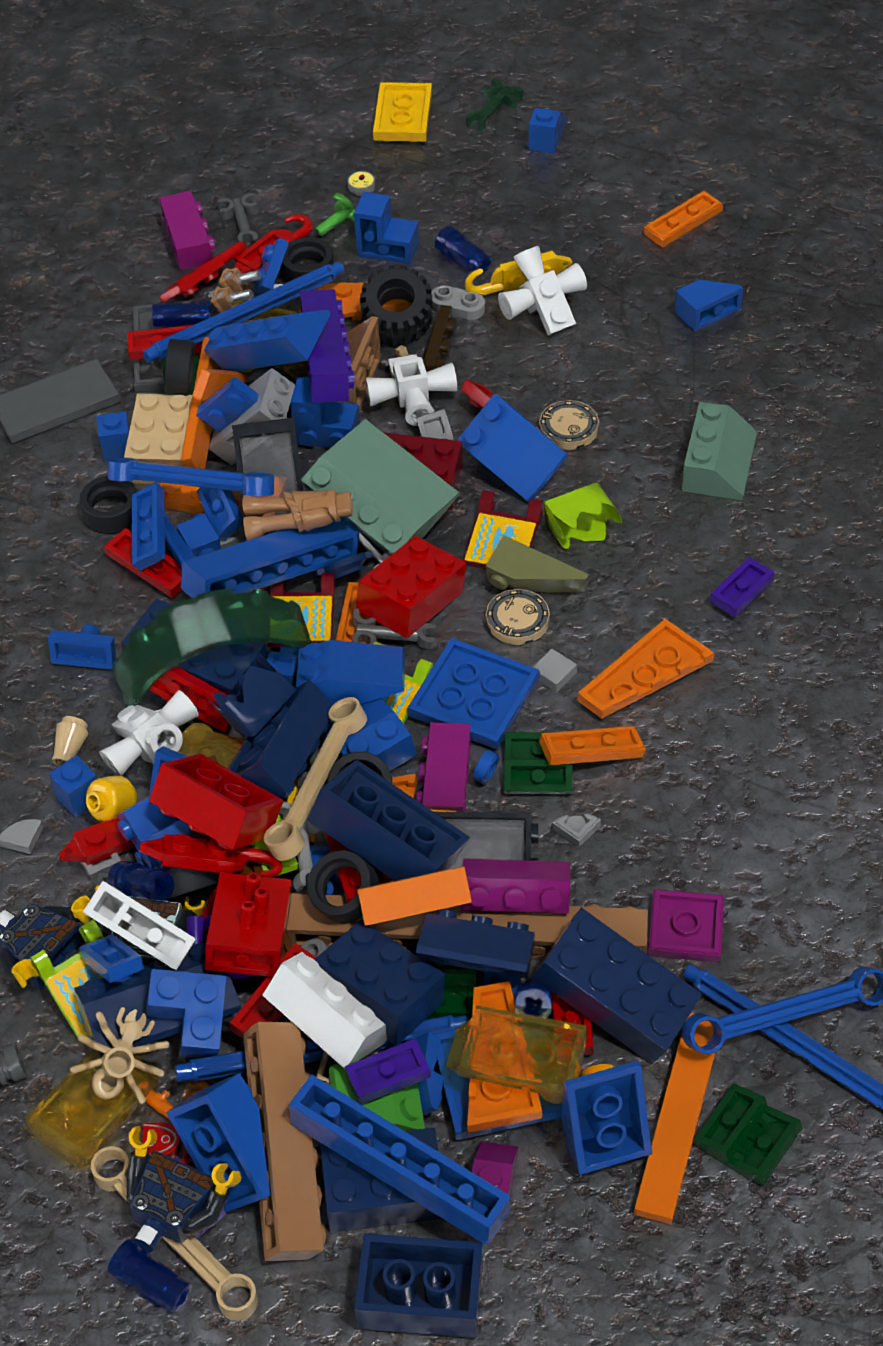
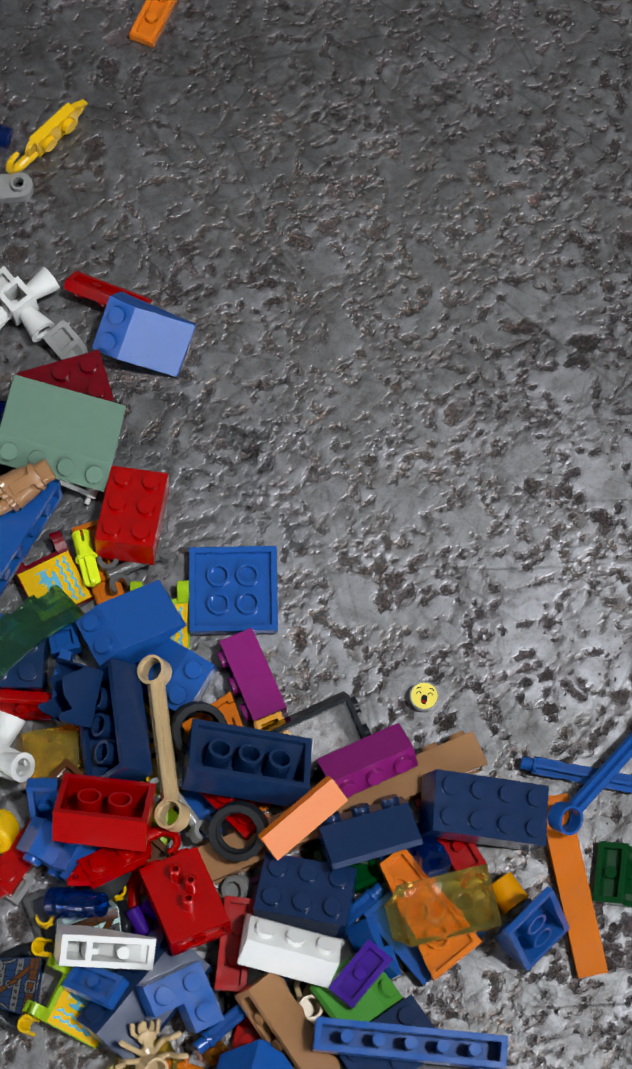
camera: 30 degrees left, 20 degrees up
(344, 606) = (86, 558): none -> neon yellow axle
(345, 566) = (64, 514): dark blue piece -> none
(440, 339) = (18, 244): dark brown plate -> none
(486, 767) = (280, 656): blue tile -> none
(492, 525) = (176, 425): flag -> none
(496, 1164) = (466, 1002): magenta slope -> none
(517, 616) = (229, 498): tile -> none
(525, 568) = (214, 452): olive slope -> none
(528, 768) = (317, 631): dark green slope -> none
(543, 292) = (82, 151): white brick -> none
(555, 670) = (285, 536): light grey tile -> none
(569, 424) = (172, 281): tile -> none
(576, 828) = (375, 675): light grey tile -> none
(580, 515) = (231, 375): lime piece -> none
(592, 745) = (353, 598): orange tile -> none
(616, 867) = (424, 696): none -> light yellow tile
(646, 667) = (360, 498): orange wing -> none
(686, 925) = (501, 721): magenta tile -> none
(707, 302) = (225, 100): blue slope -> none
(718, 453) = (313, 259): sand green slope -> none
(742, 587) = (396, 388): dark purple plate -> none

